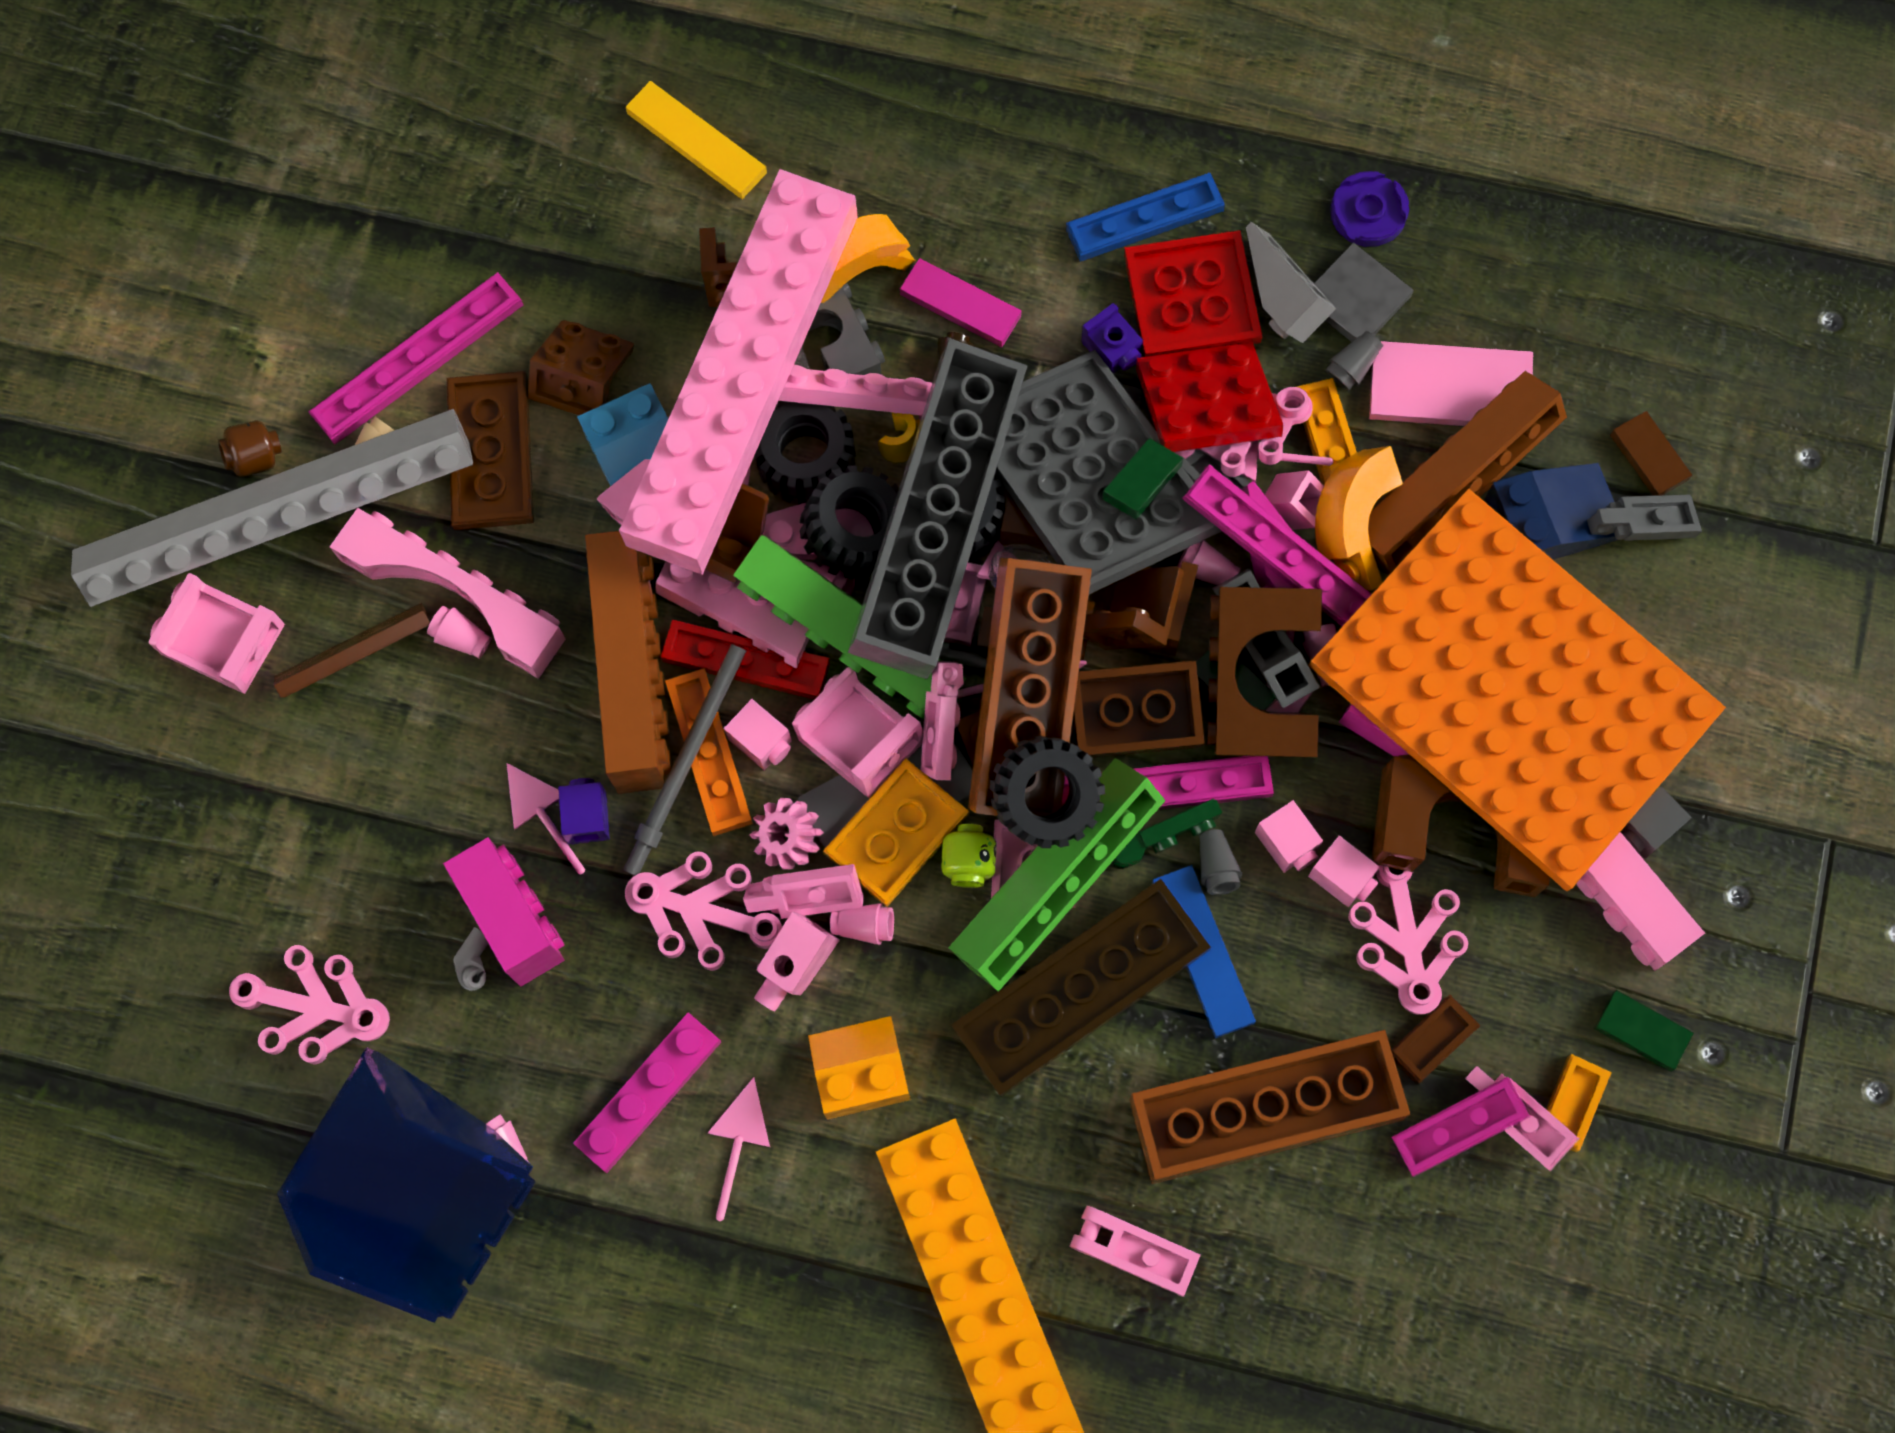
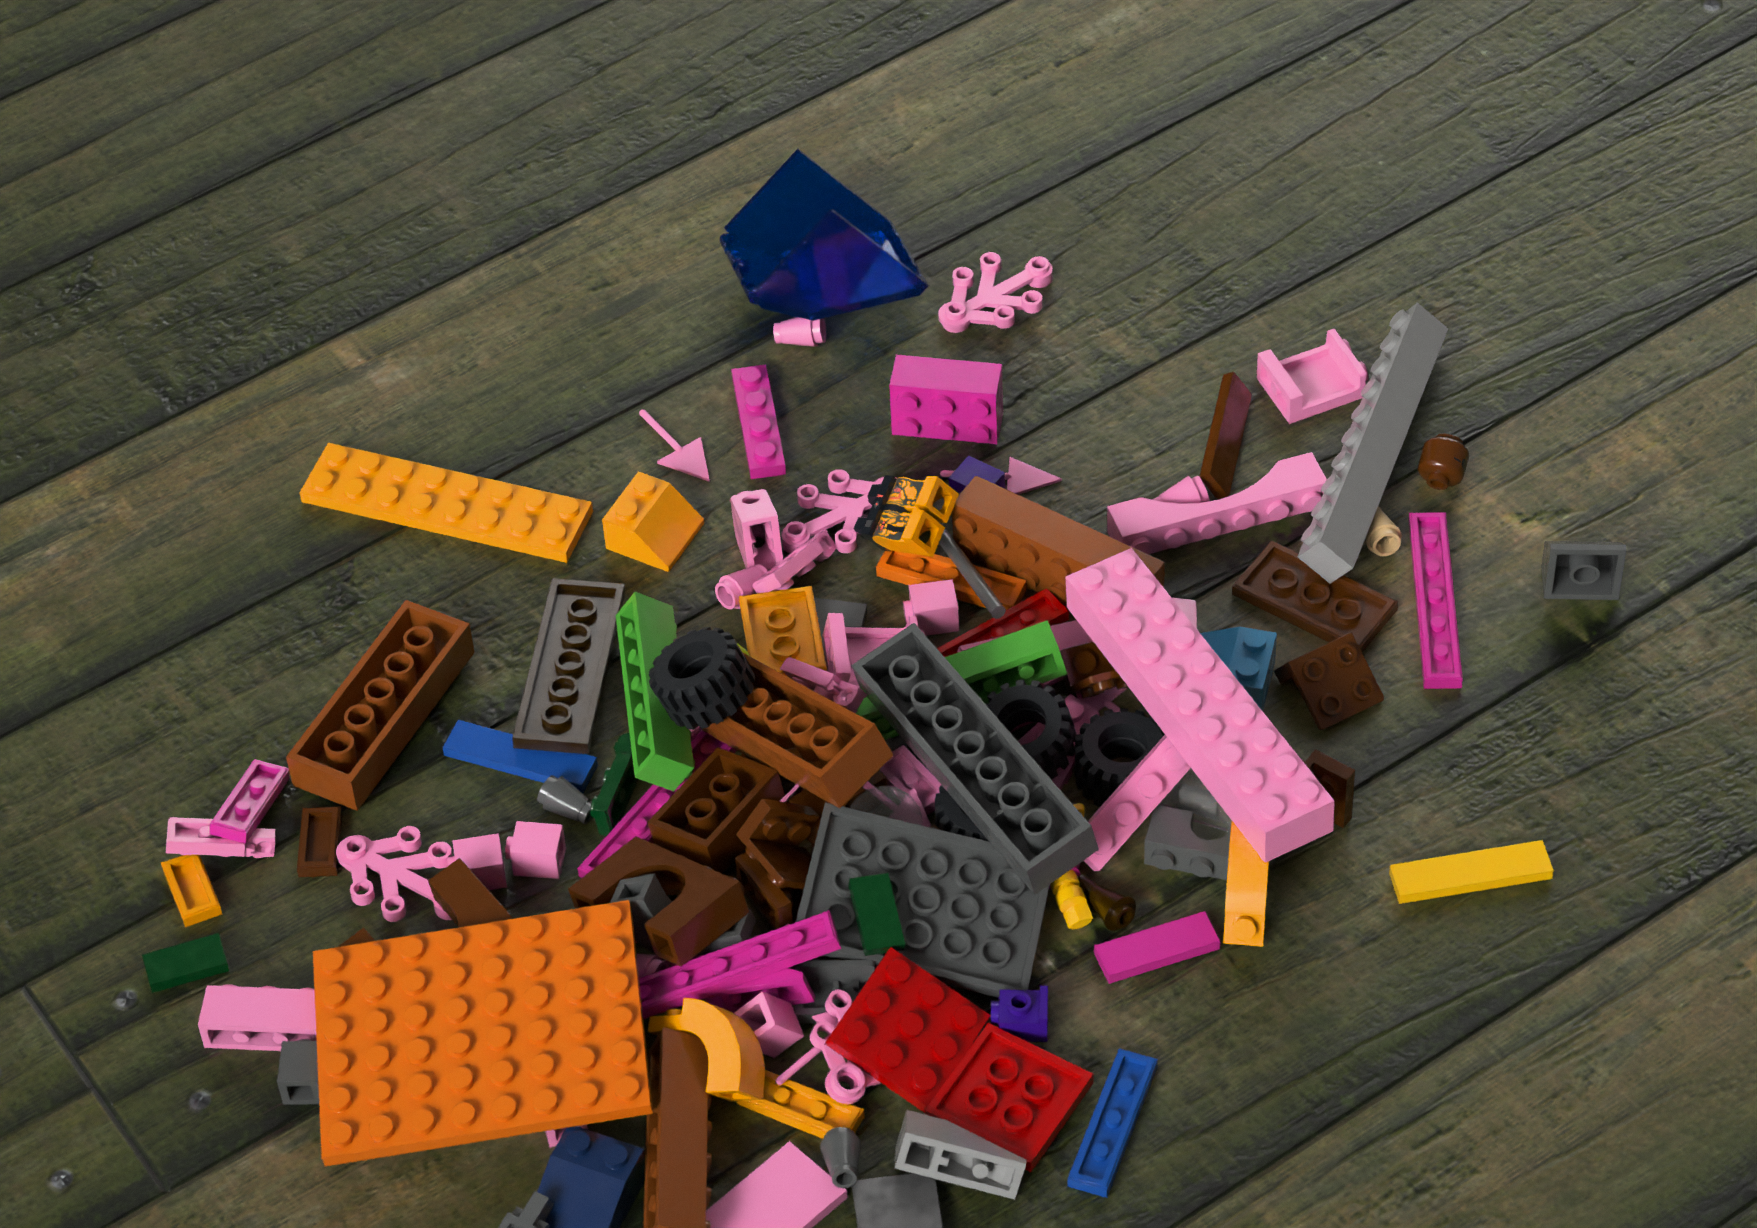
camera: 130 degrees right, 25 degrees down
(297, 254) = (1582, 570): none -> dark grey slope
(695, 807) = (904, 511): none -> light orange hips
(799, 838) = (845, 576): bright pink gear -> none
(1136, 1251) = (382, 589): bright pink plate -> none

